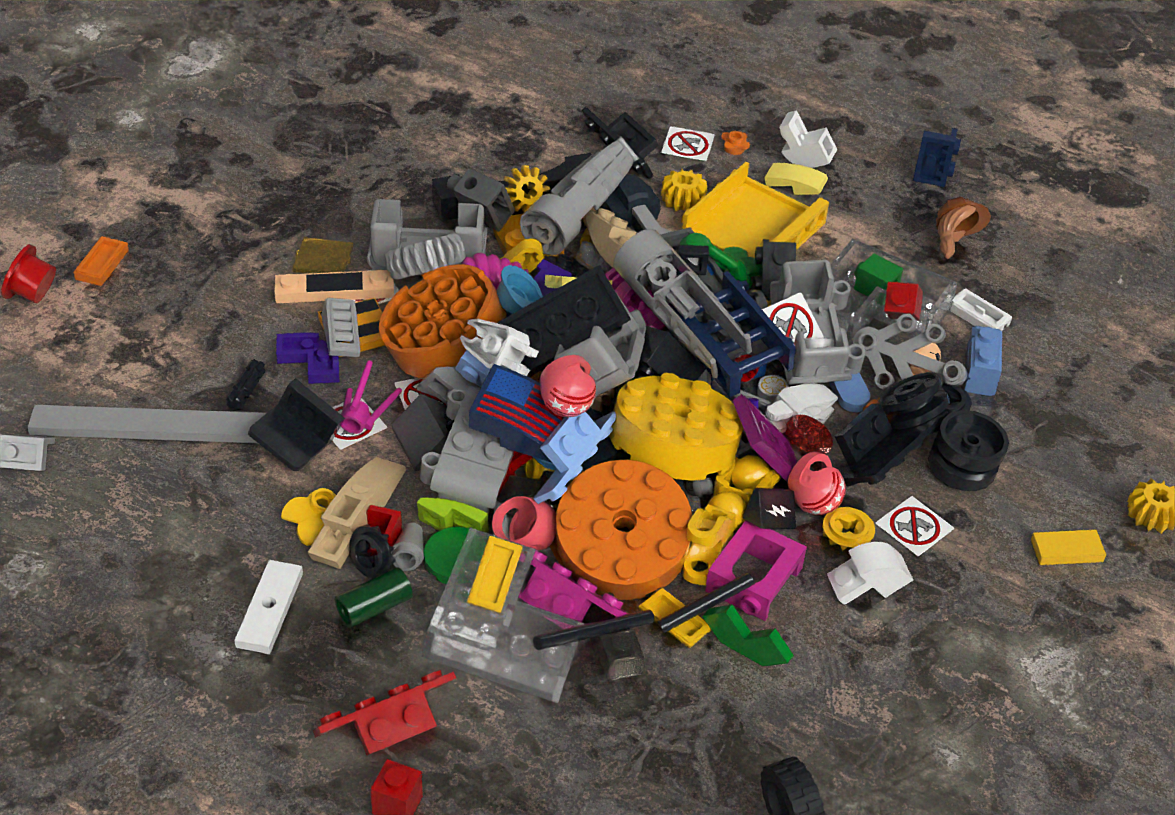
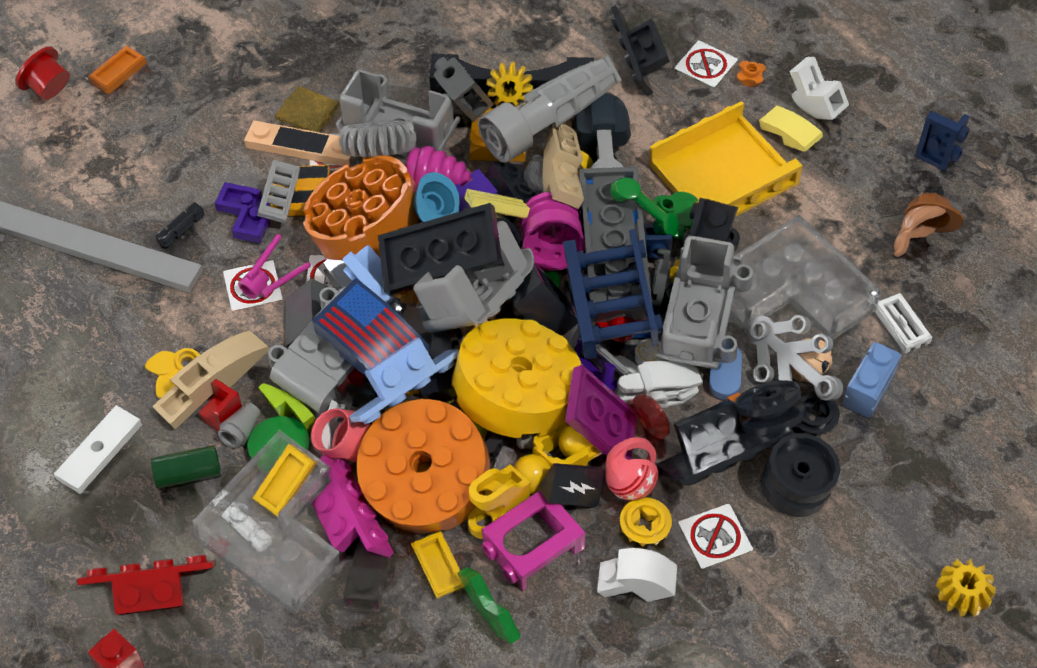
camera: 25 degrees right, 10 degrees up
(297, 426) = (193, 283): black bracket -> none
(366, 562) = (201, 423): black gear -> none
(499, 345) = (372, 260): white hinge -> none
(529, 260) = (476, 156): yellow beam -> none
(567, 387) = (404, 324): coral helmet -> none
(593, 629) = (343, 560): black bar -> none
(649, 264) = (557, 203): light grey piece -> none
(683, 189) = (669, 116): yellow gear -> none
(695, 257) = (613, 206): black tile -> none
(706, 602) = (464, 561): black bar -> none
(794, 316) = (679, 294): sticker -> none
(819, 342) = (694, 326): white tile -> none
(875, 273) = (808, 262): green brick -> none
(903, 299) = (807, 300): red brick -> none
(1068, 547) = (854, 604): yellow tile -> none

